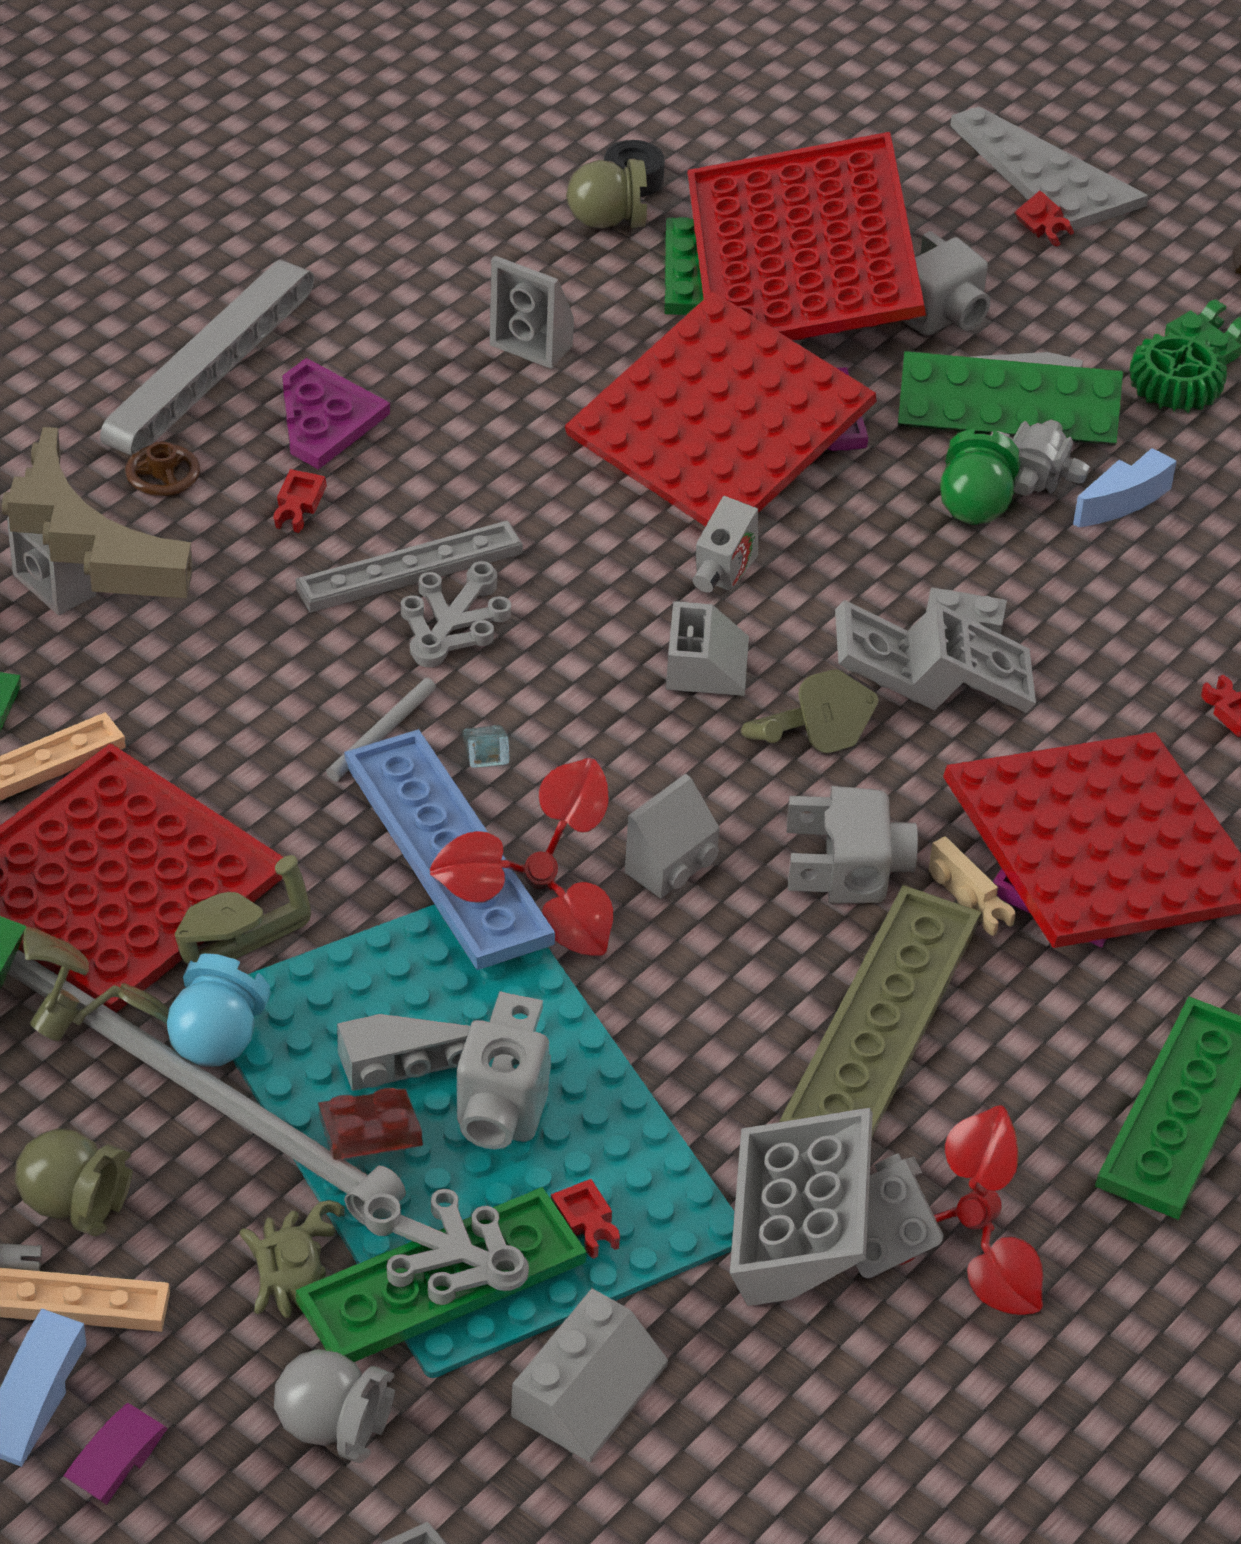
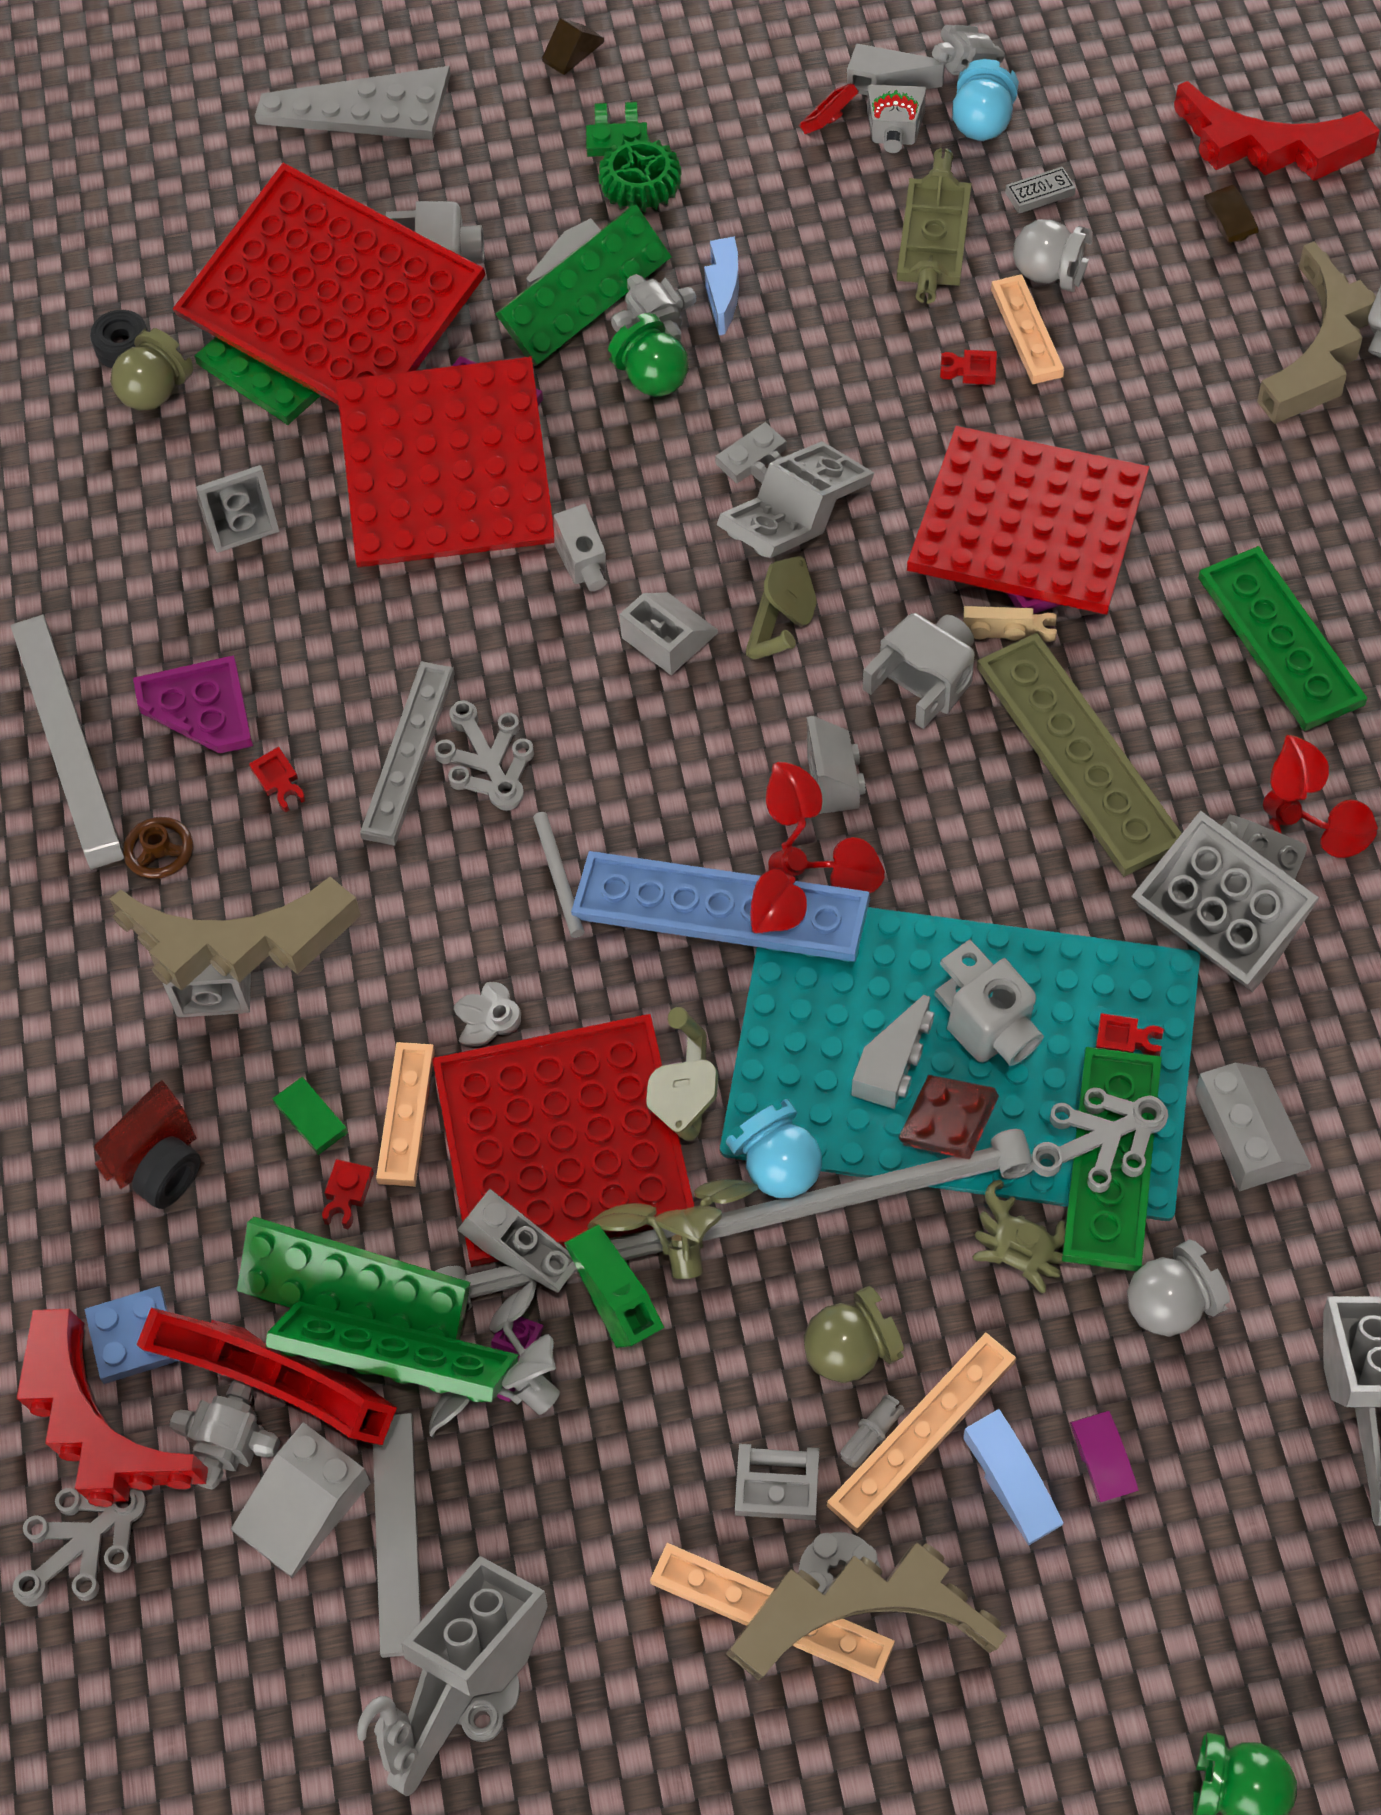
camera: 45 degrees left, 15 degrees up
(192, 760) = (484, 1012): none -> light grey plate
(486, 746) = (630, 818): clear light blue slope -> none
(1043, 216) = (411, 138): red plate -> none

